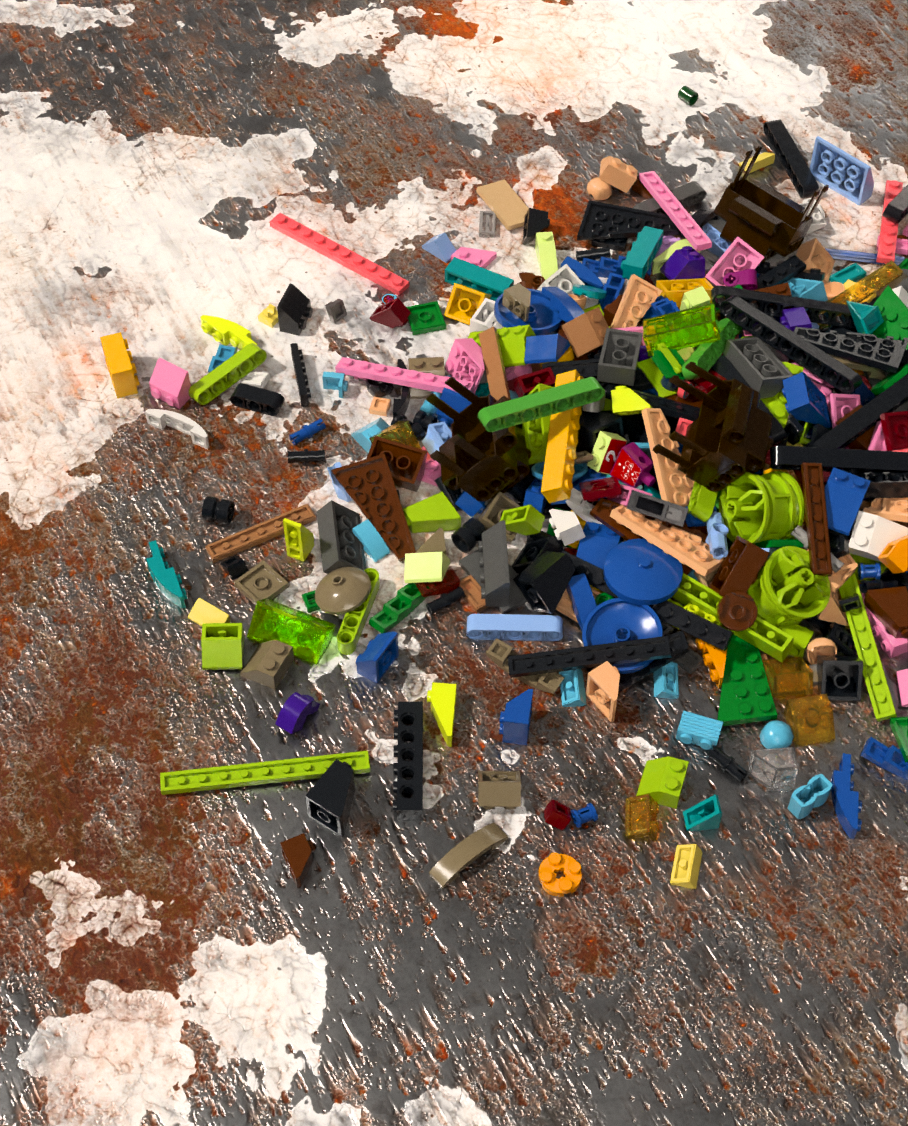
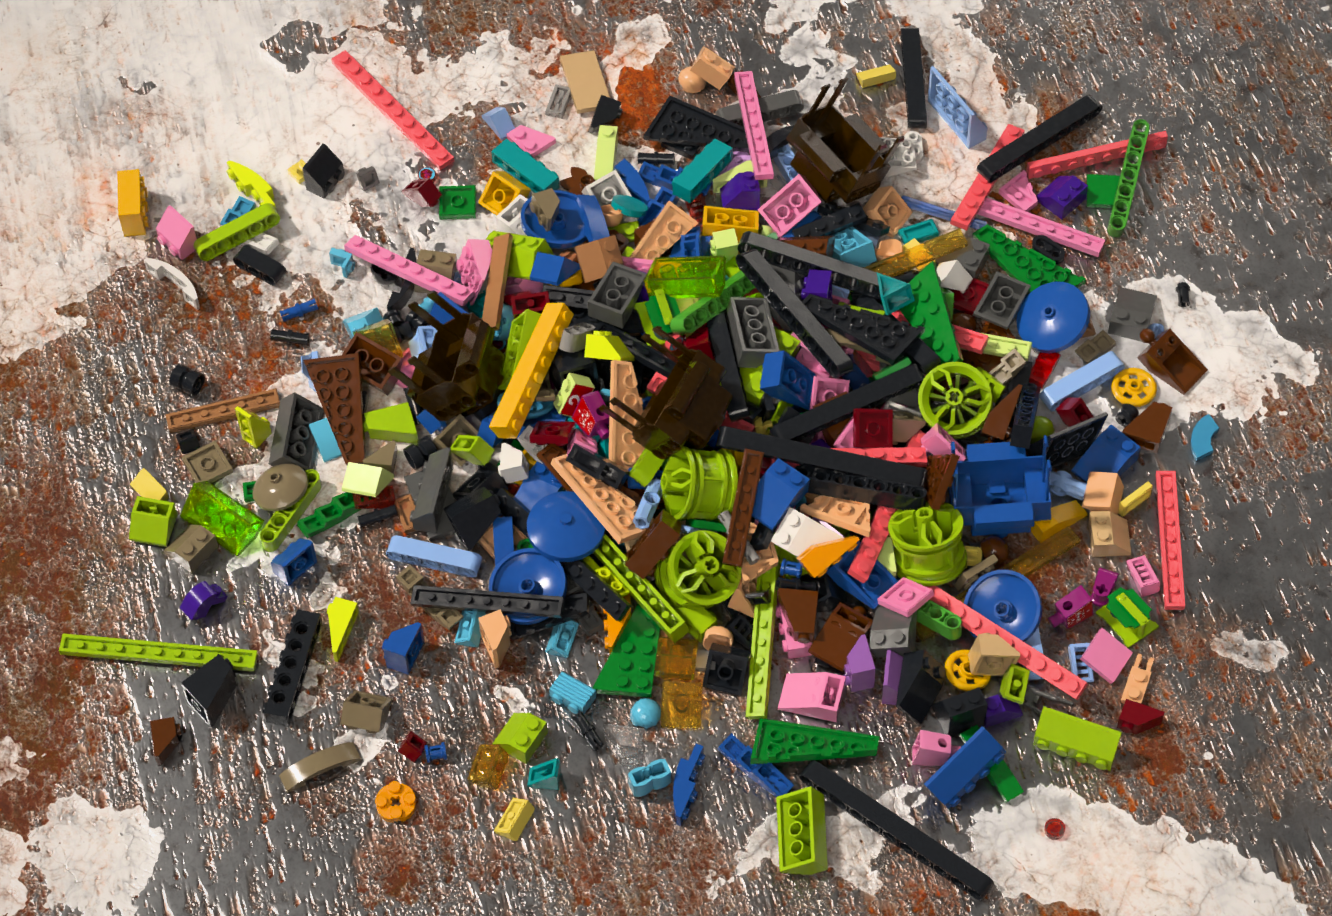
camera: 15 degrees right, 5 degrees up
(165, 577) = (118, 438): teal slope -> none
(302, 380) = (309, 250): black plate -> none
(380, 406) = (380, 294): light nougat tile -> none
(541, 404) = (510, 337): bright green beam -> none
(737, 611) = (638, 585): reddish brown tile -> none
(746, 278) = (788, 224): magenta piece -> none

